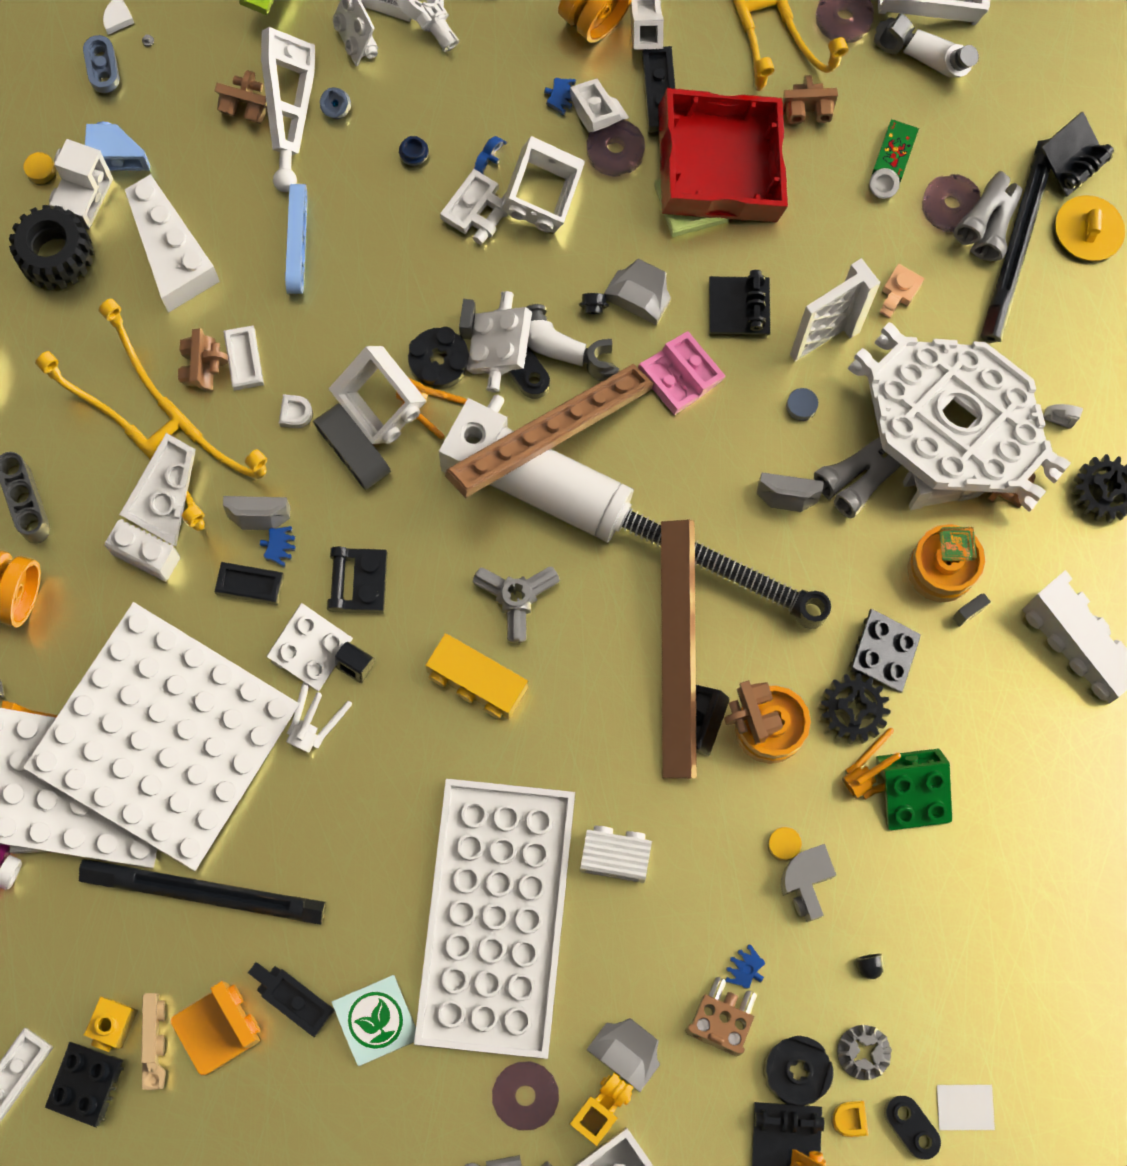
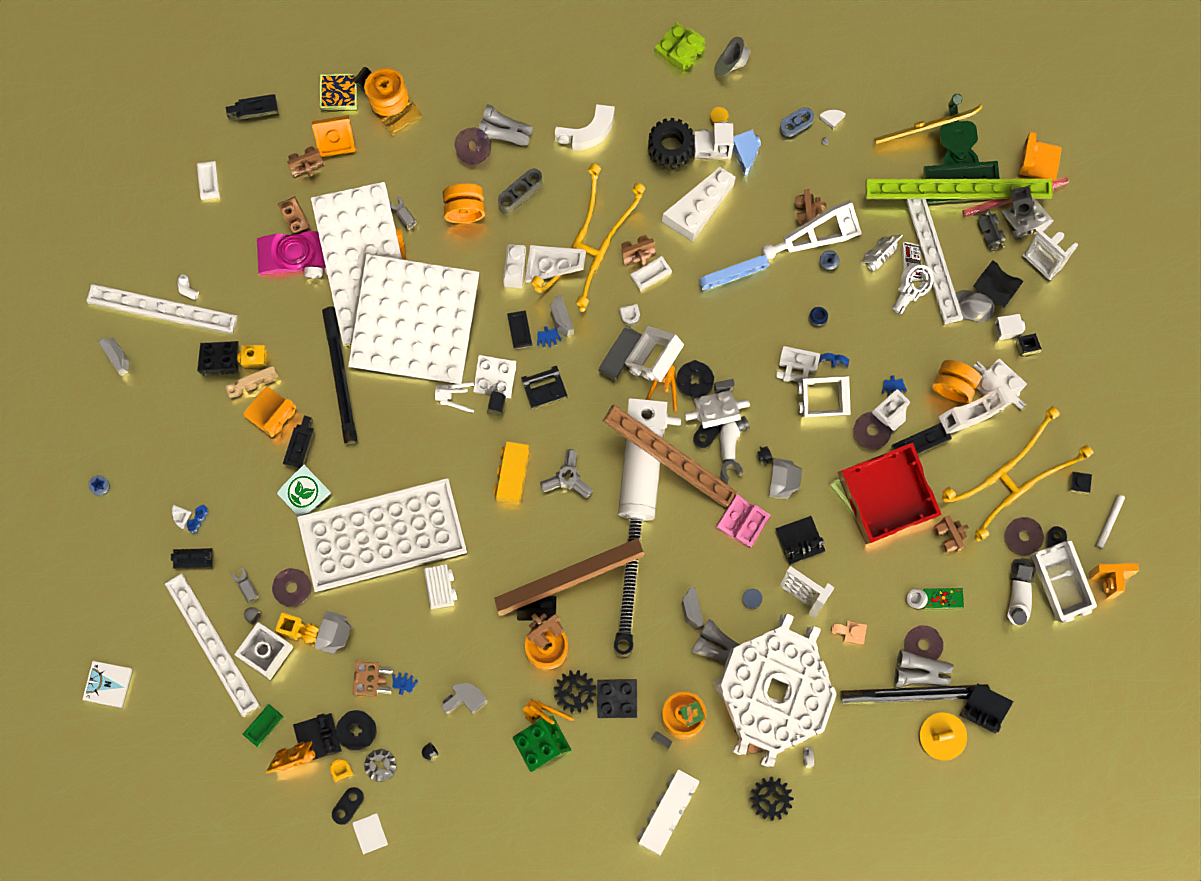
camera: 70 degrees right, 0 degrees up
(784, 843) = (482, 679): yellow tile -> none

